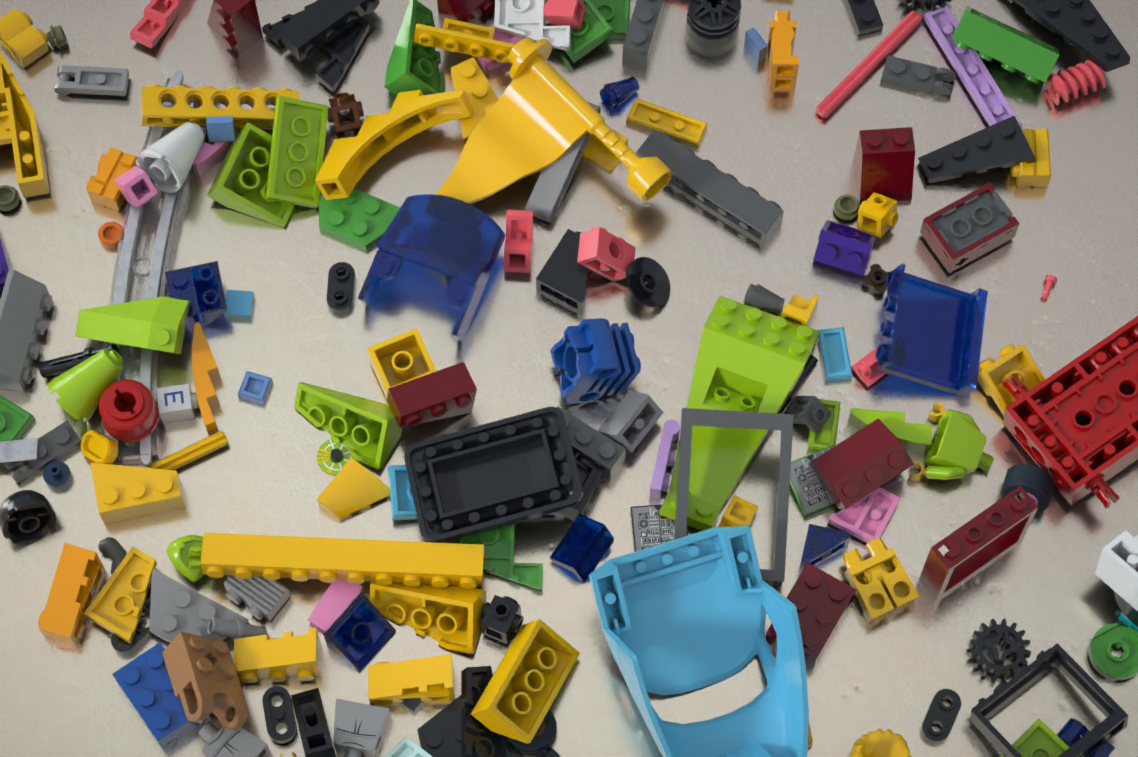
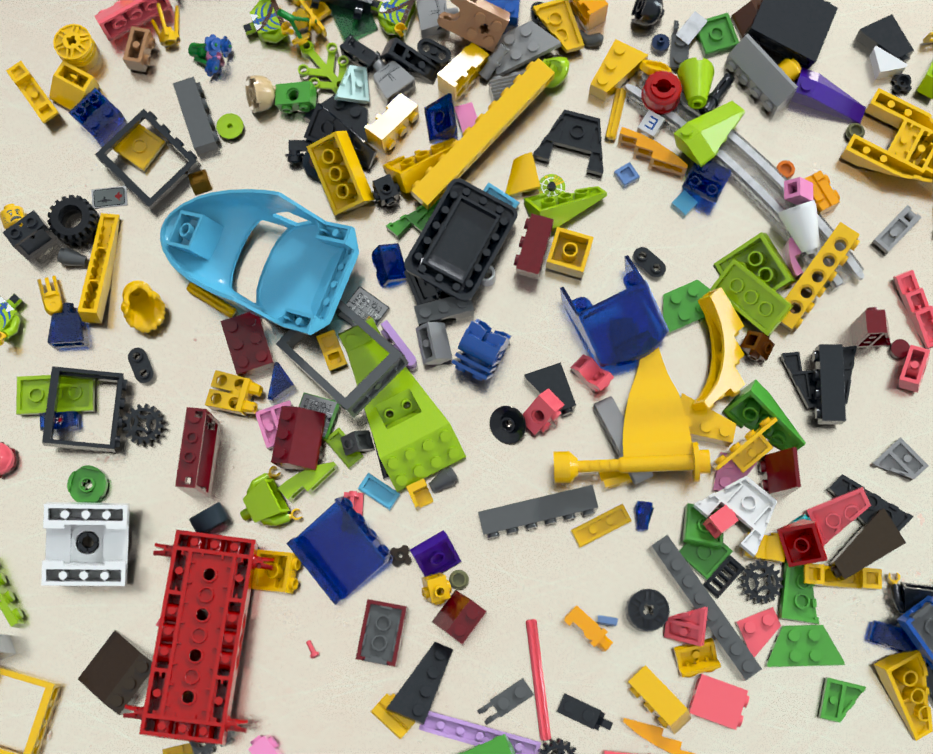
camera: 135 degrees right, 10 degrees up
(220, 128) = (799, 263): medium blue tile -> none
(250, 477) = (577, 133): none -> black wing

